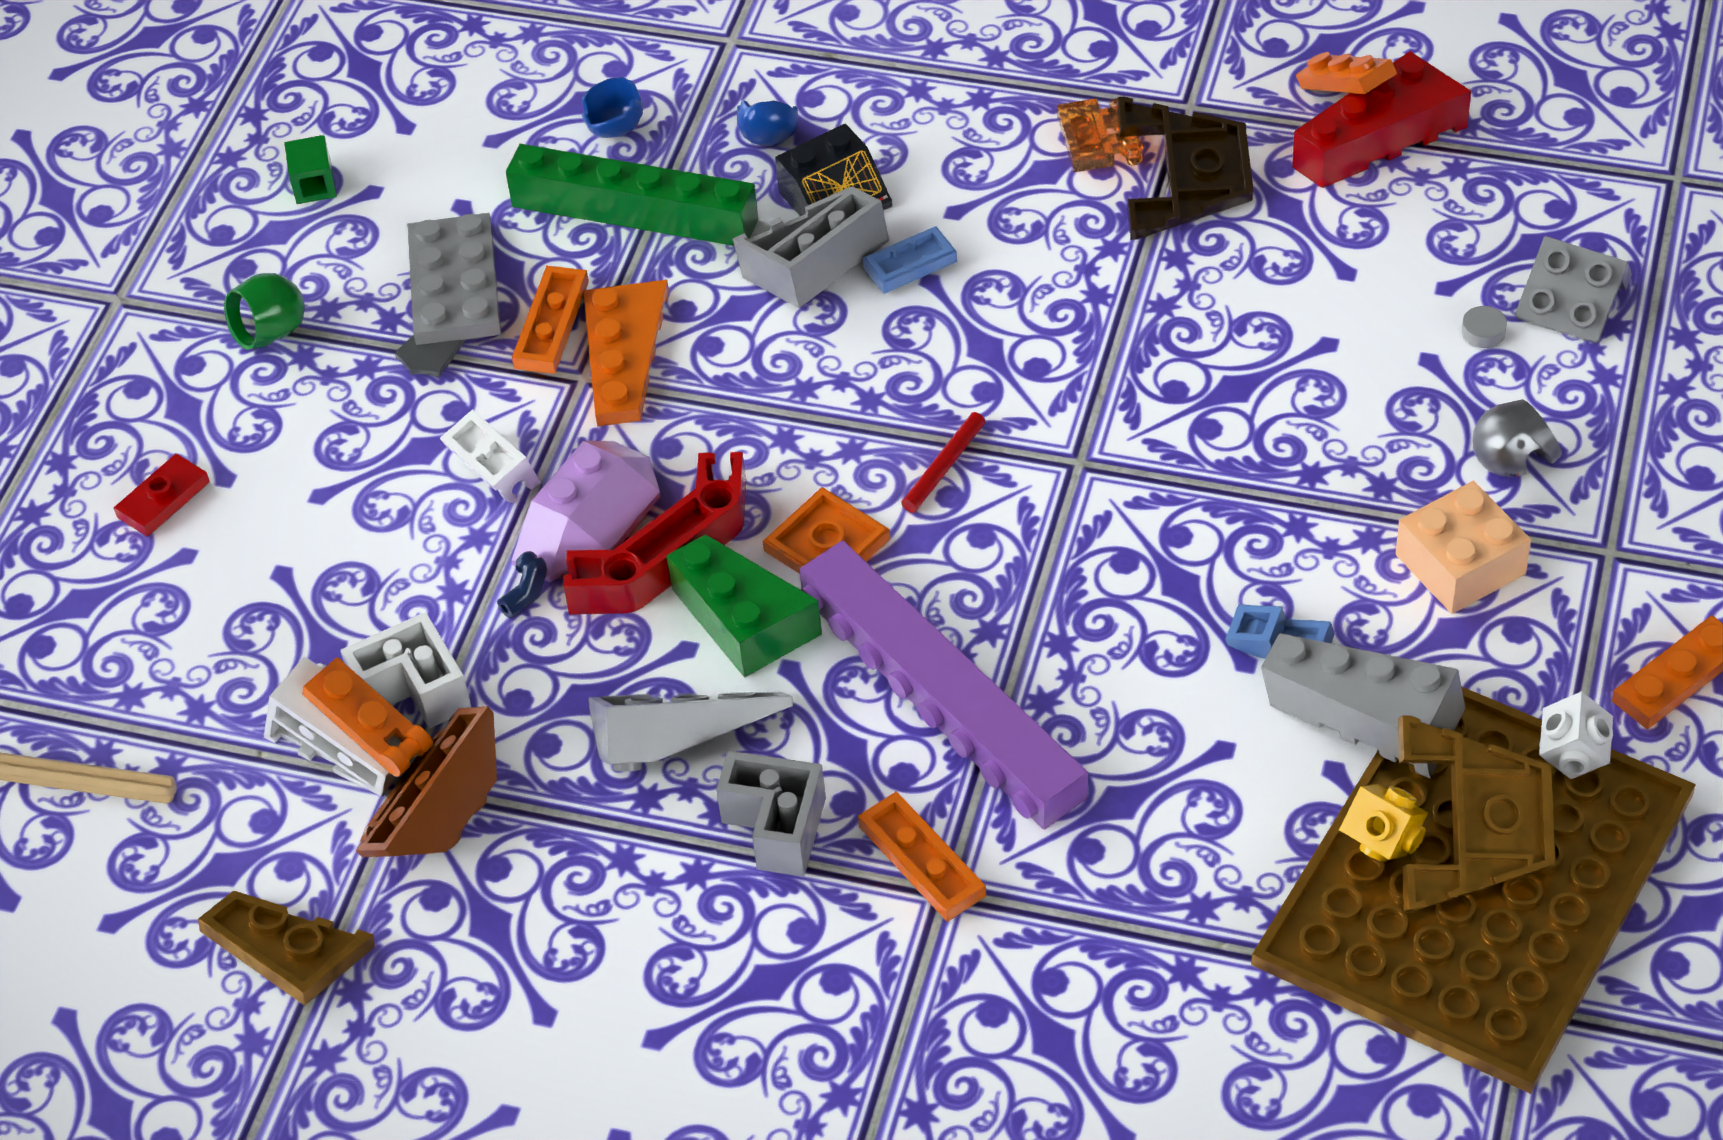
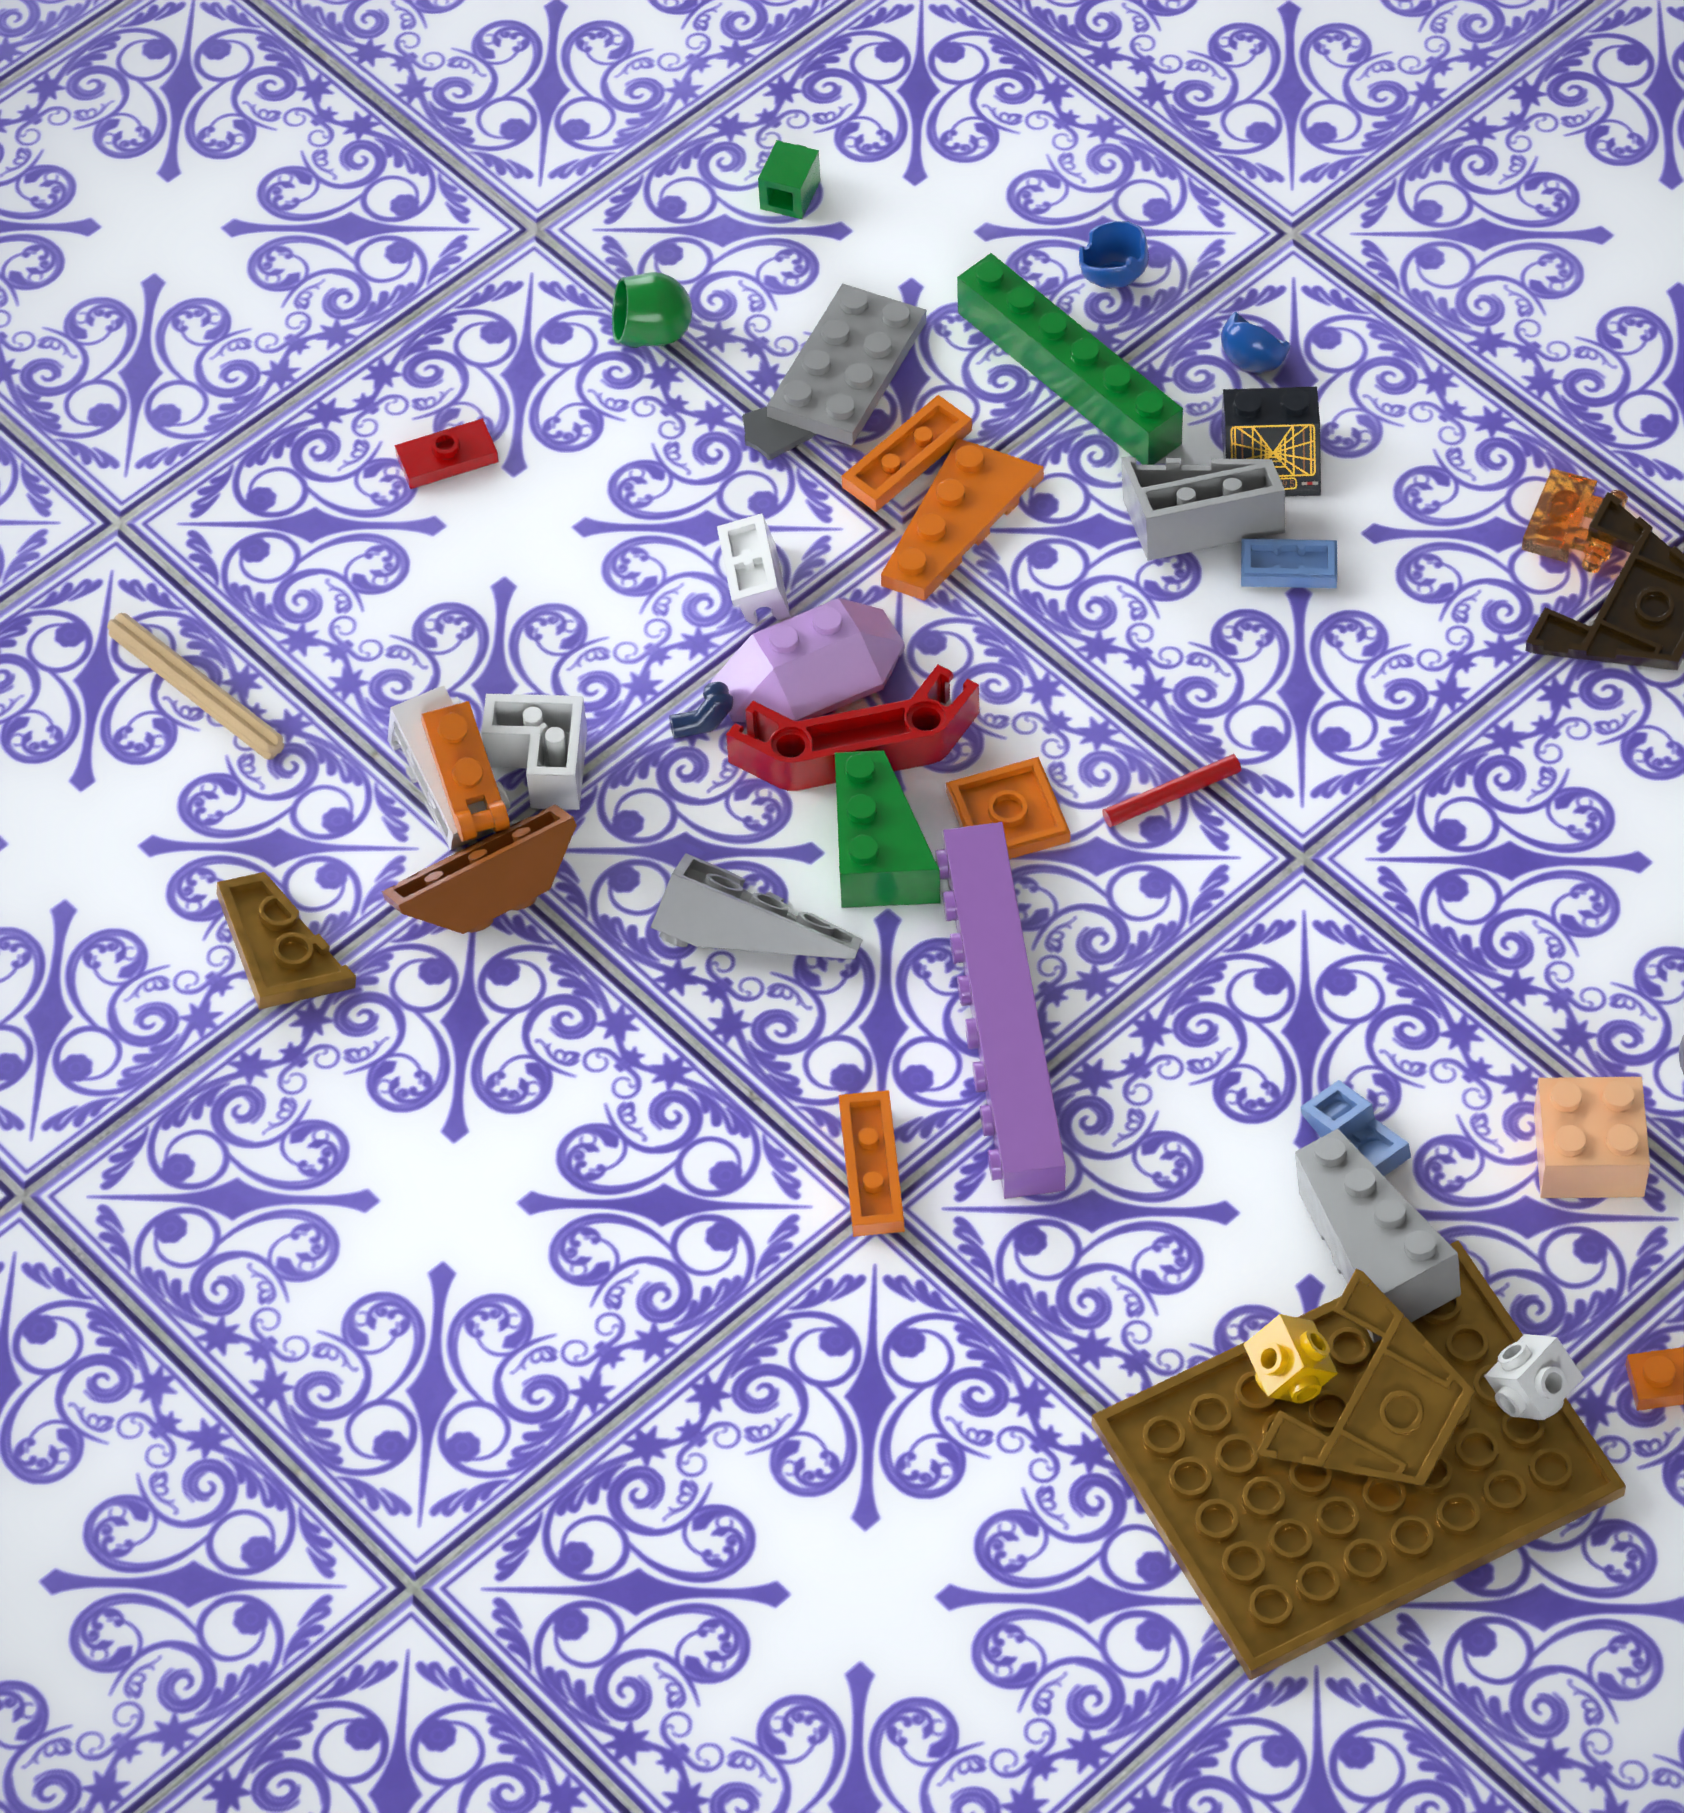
camera: 30 degrees right, 5 degrees up
(779, 801) = (775, 1047): light grey brick -> none

